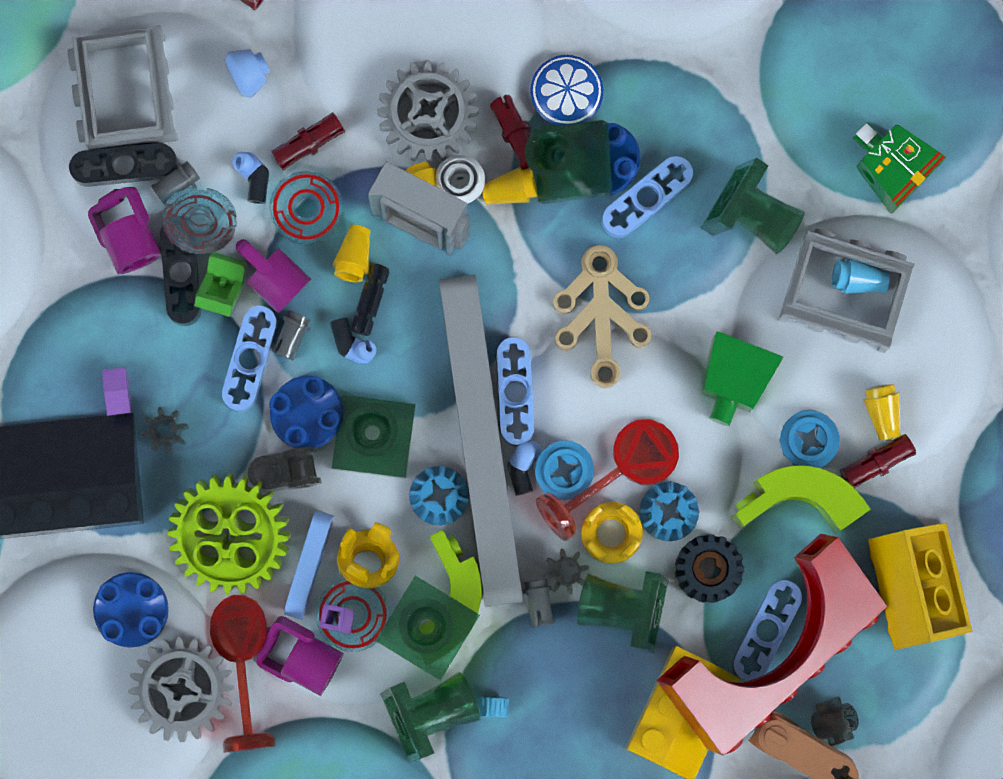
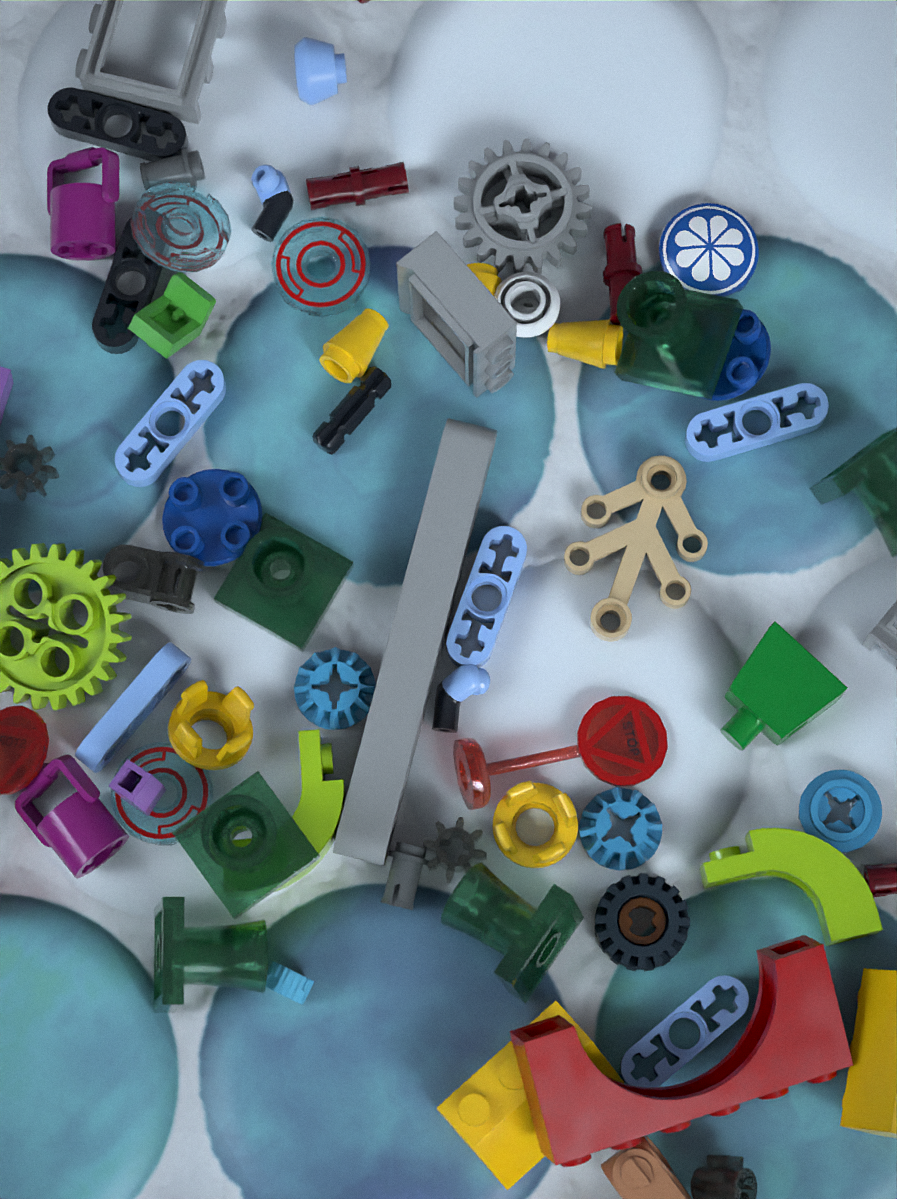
camera: 30 degrees right, 5 degrees down
(276, 278) = (243, 332): magenta piece -> none
(291, 335) = (234, 414): dark grey pin -> none
(350, 346) = (301, 457): arm -> none
(579, 476) = (524, 737): dark azure gear -> none

